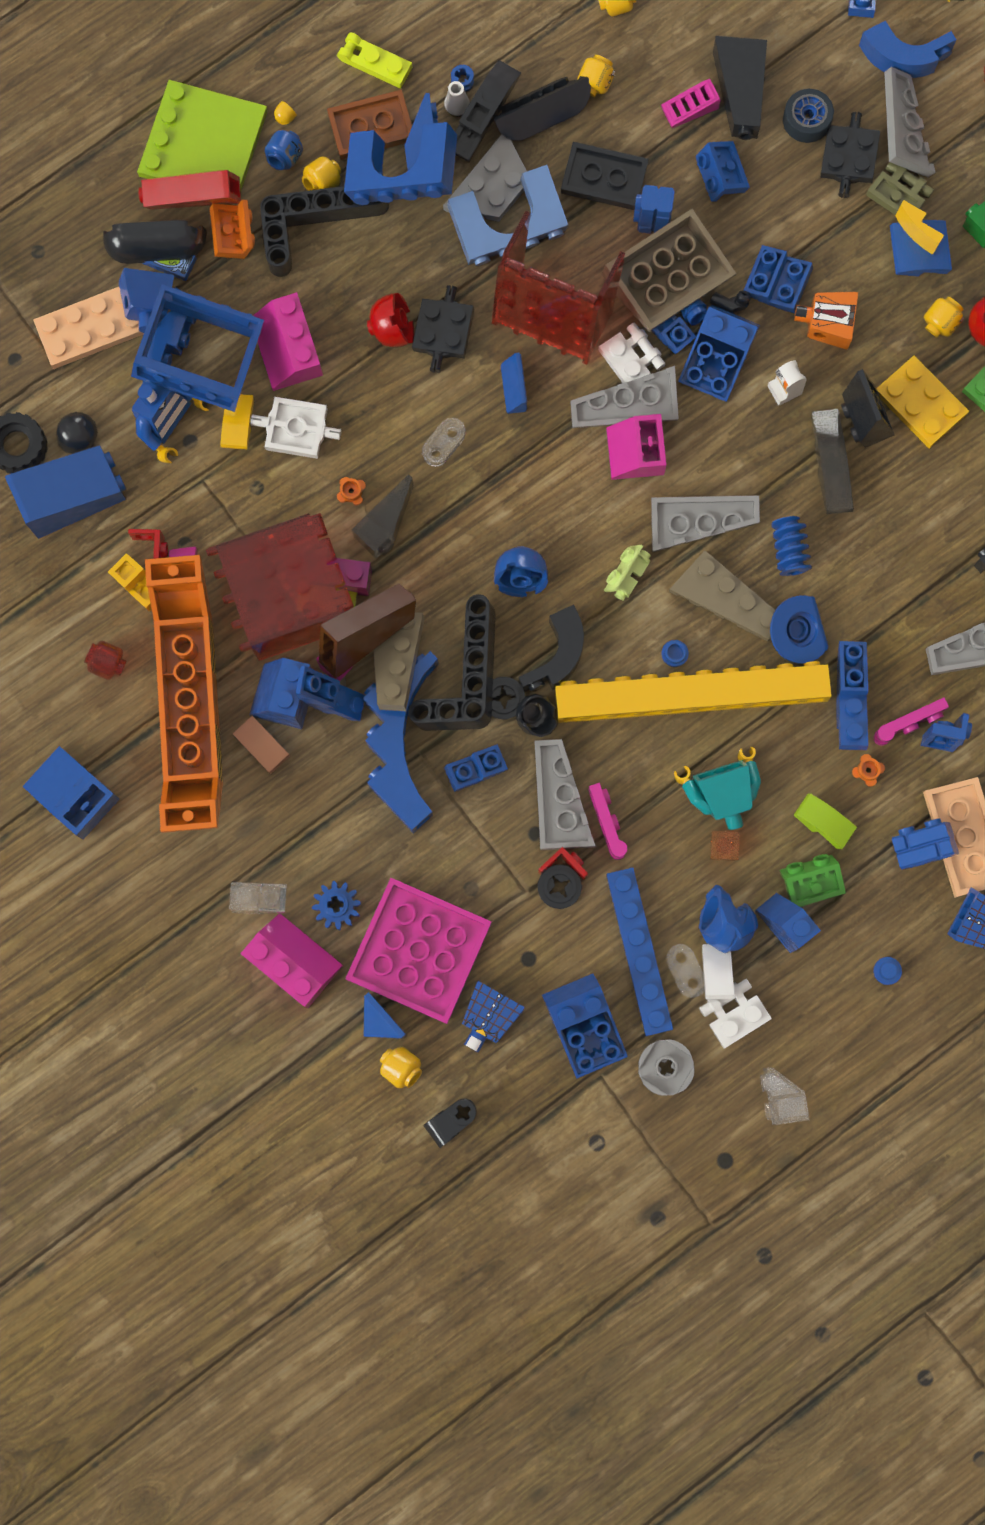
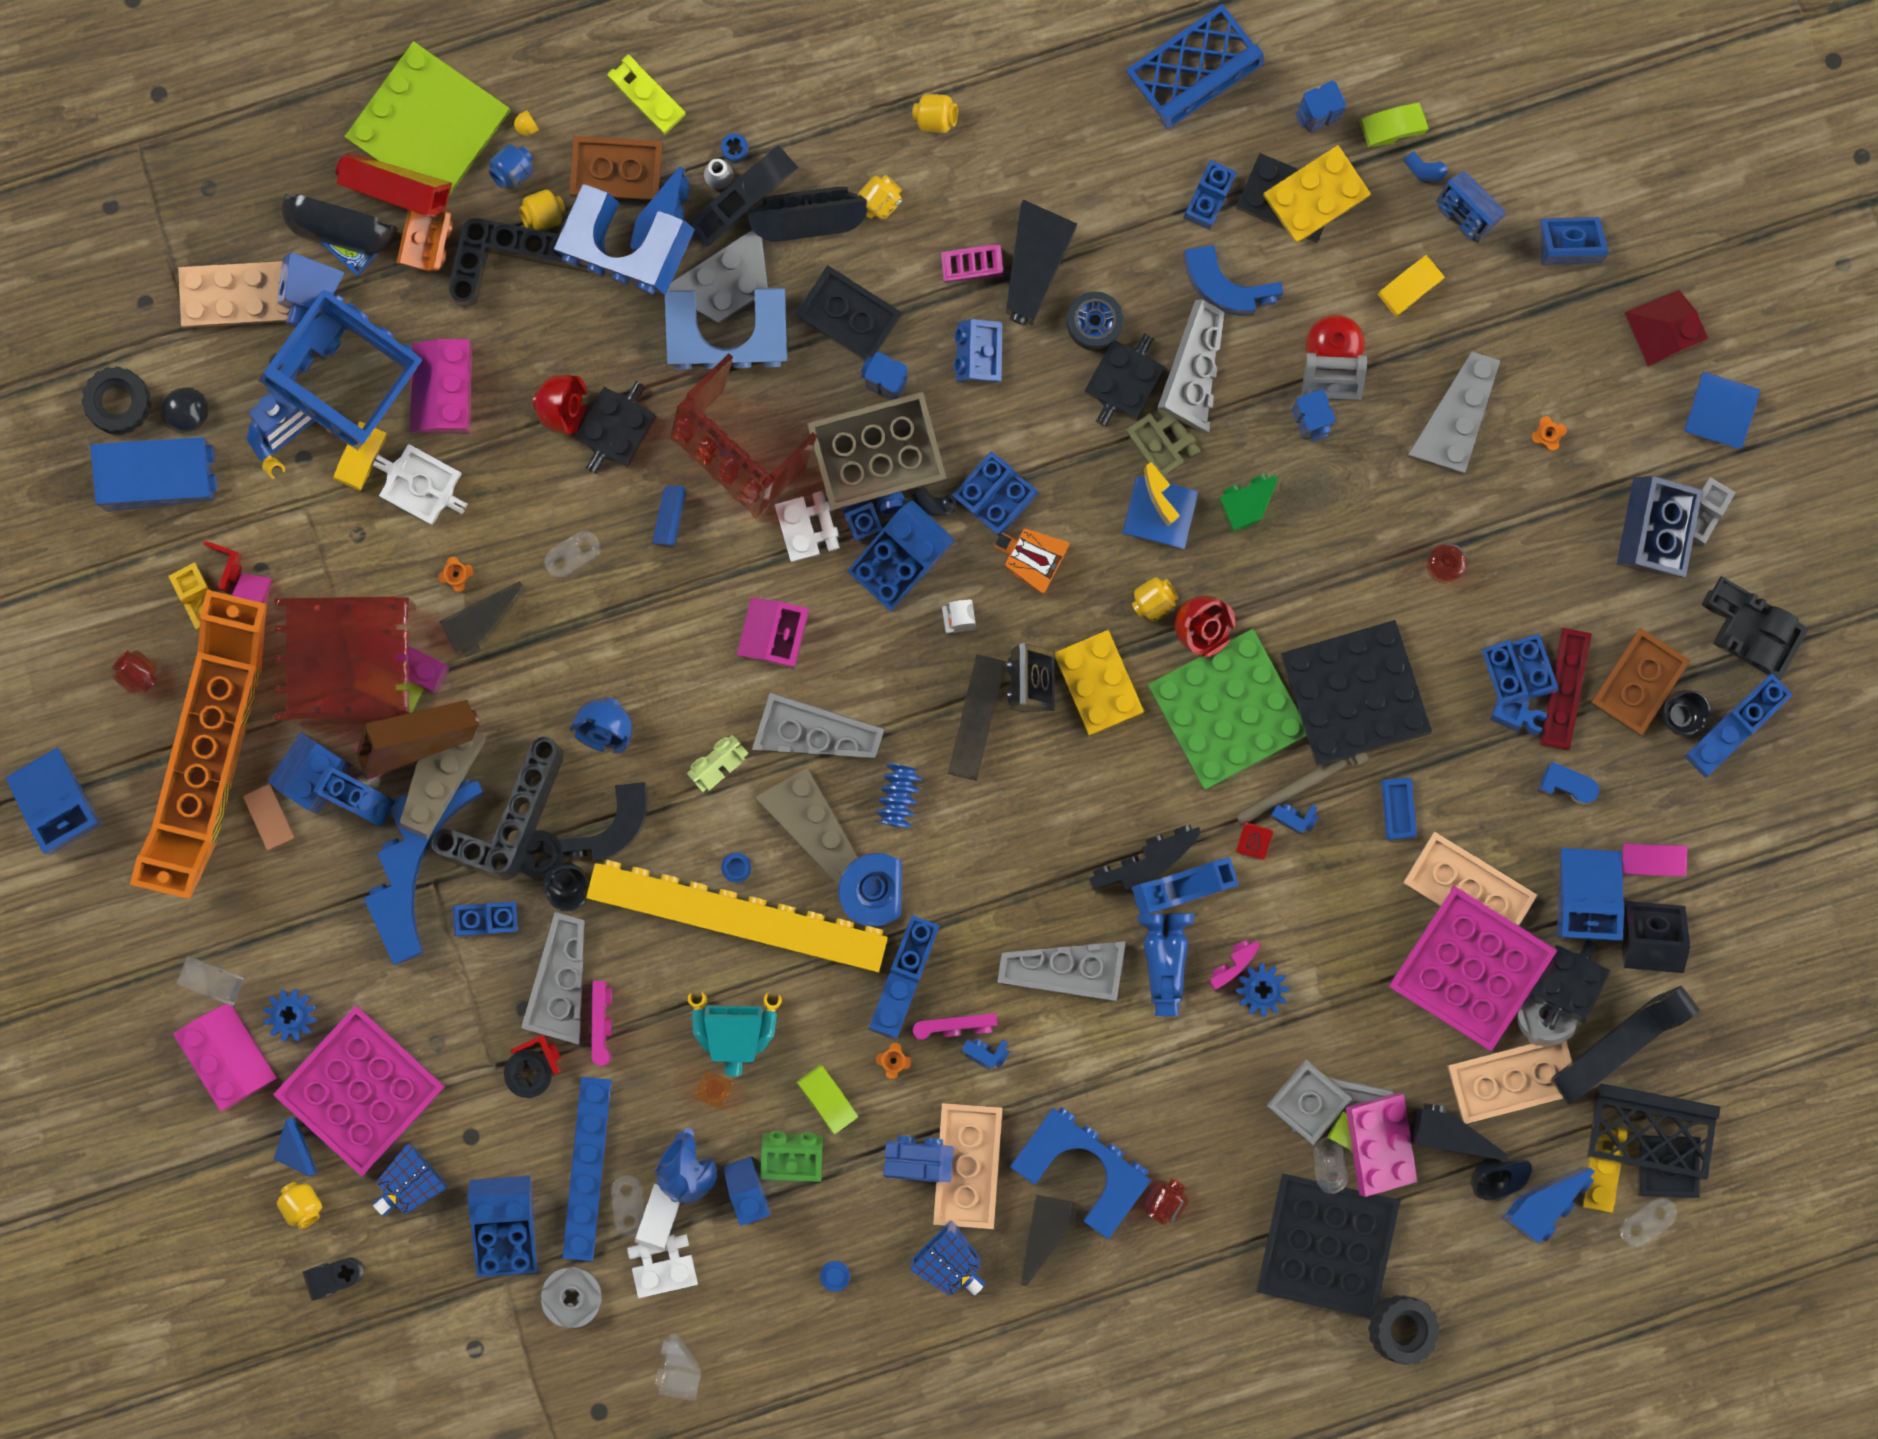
camera: 10 degrees right, 5 degrees up
(642, 396) = (787, 579): light grey wing -> none

